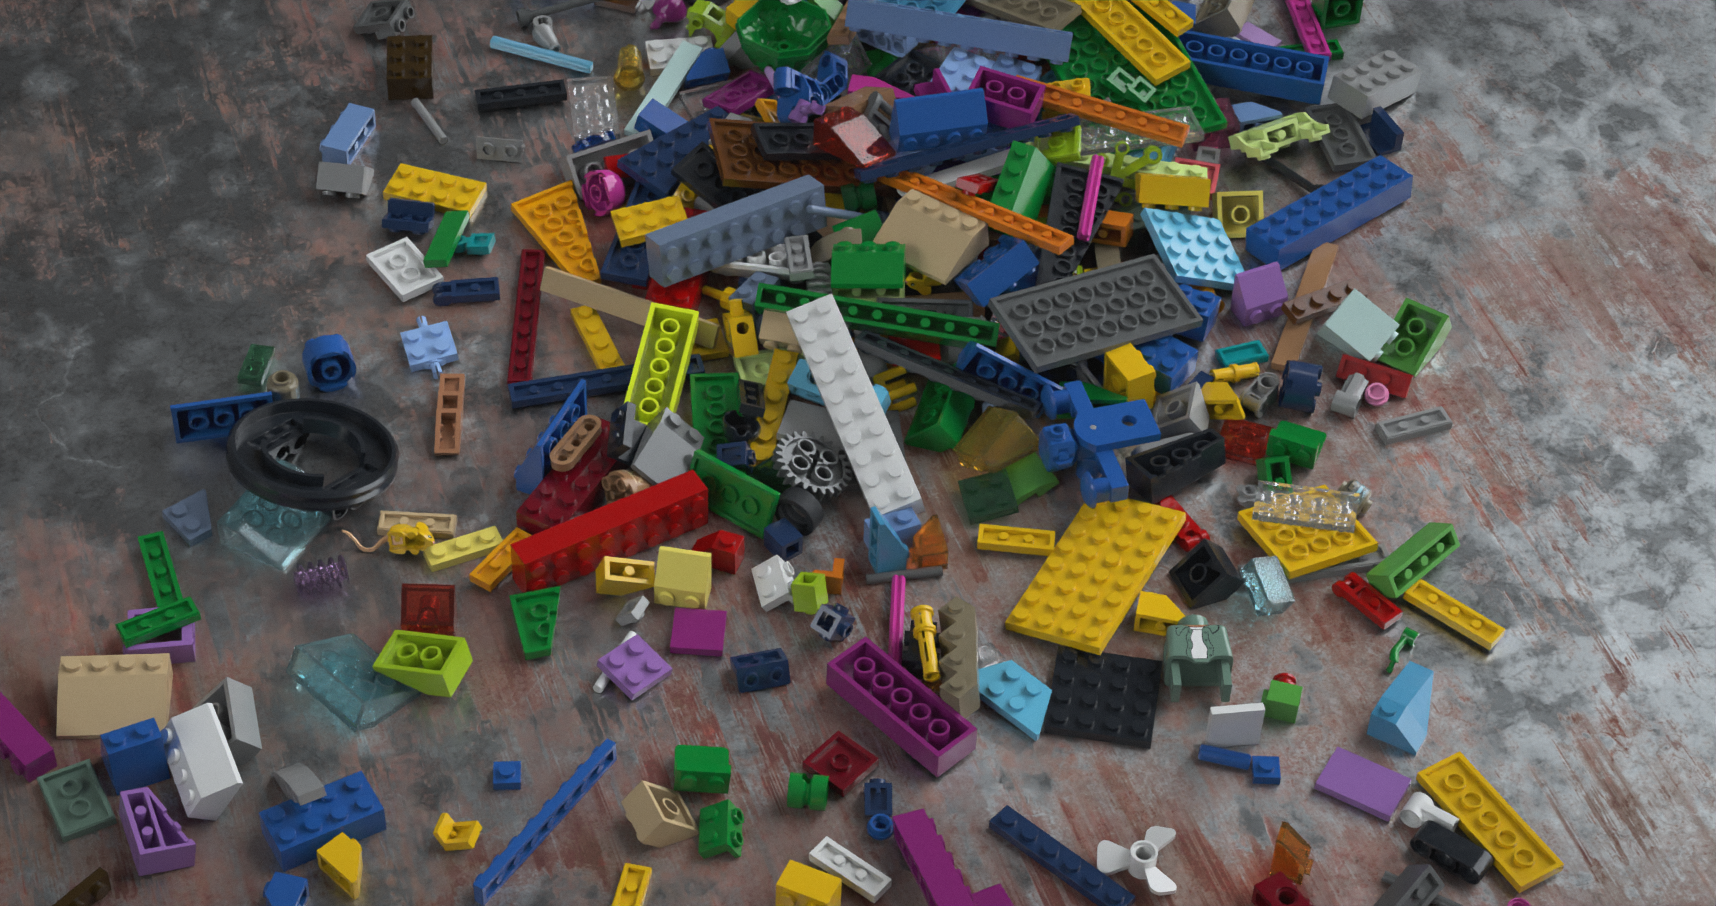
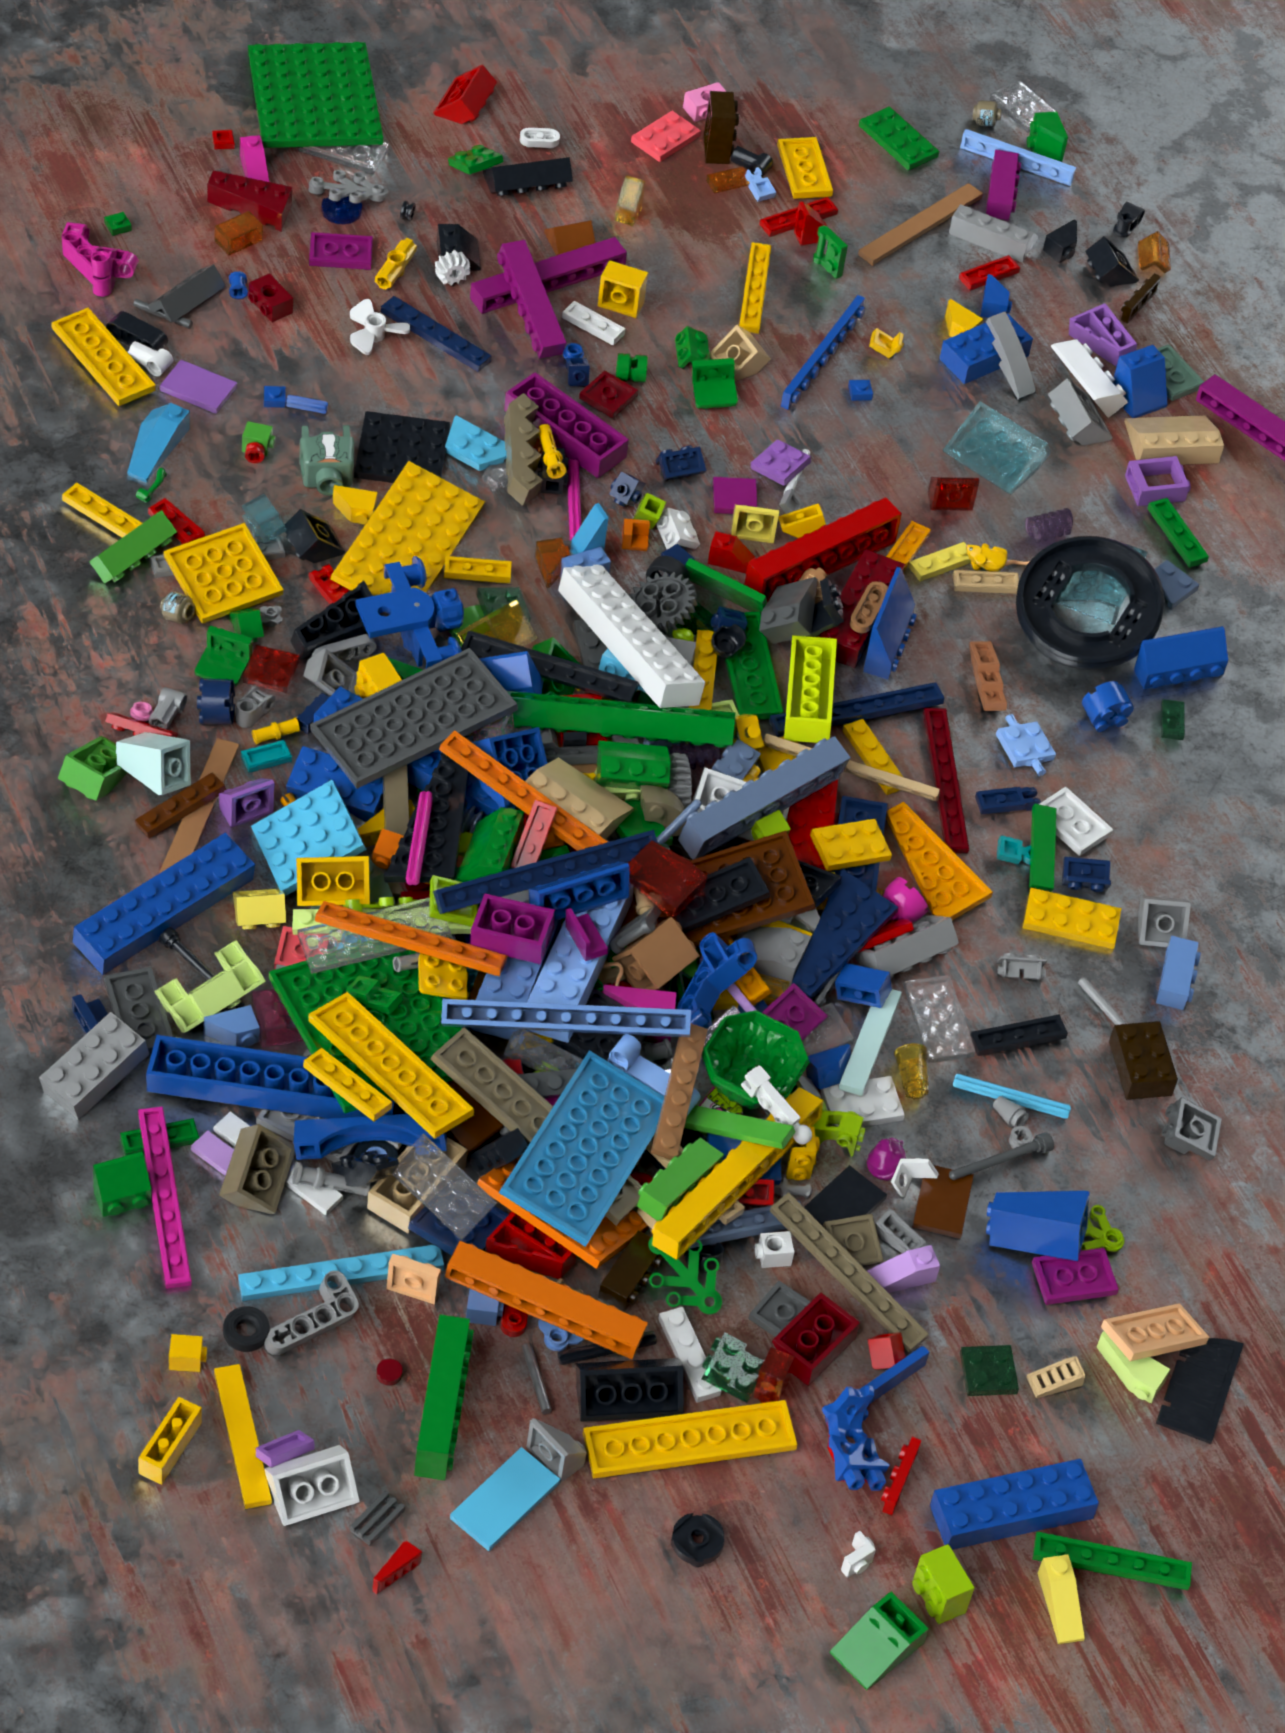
camera: 170 degrees right, 5 degrees up
(158, 622) = (1161, 471): green tile -> none
(283, 385) = (1139, 686): dark tan head -> none
(425, 661) = (945, 455): lime slope -> none
(536, 620) = (863, 488): green wing -> none
(593, 141) = (927, 957): clear blue tile -> none
(750, 399) = (724, 666): black plate -> none
(799, 257) = (700, 775): light grey tile -> none
(803, 107) = (719, 917): medium lavender brick -> none
(1222, 401) = (291, 686): yellow slope -> none
(1235, 725) = (300, 406): white tile -> none
(1291, 854) = (263, 322): clear orange slope -> none
(1306, 506) = (224, 579): clear plate -> none
(1413, 425) = (109, 688): light grey tile -> none

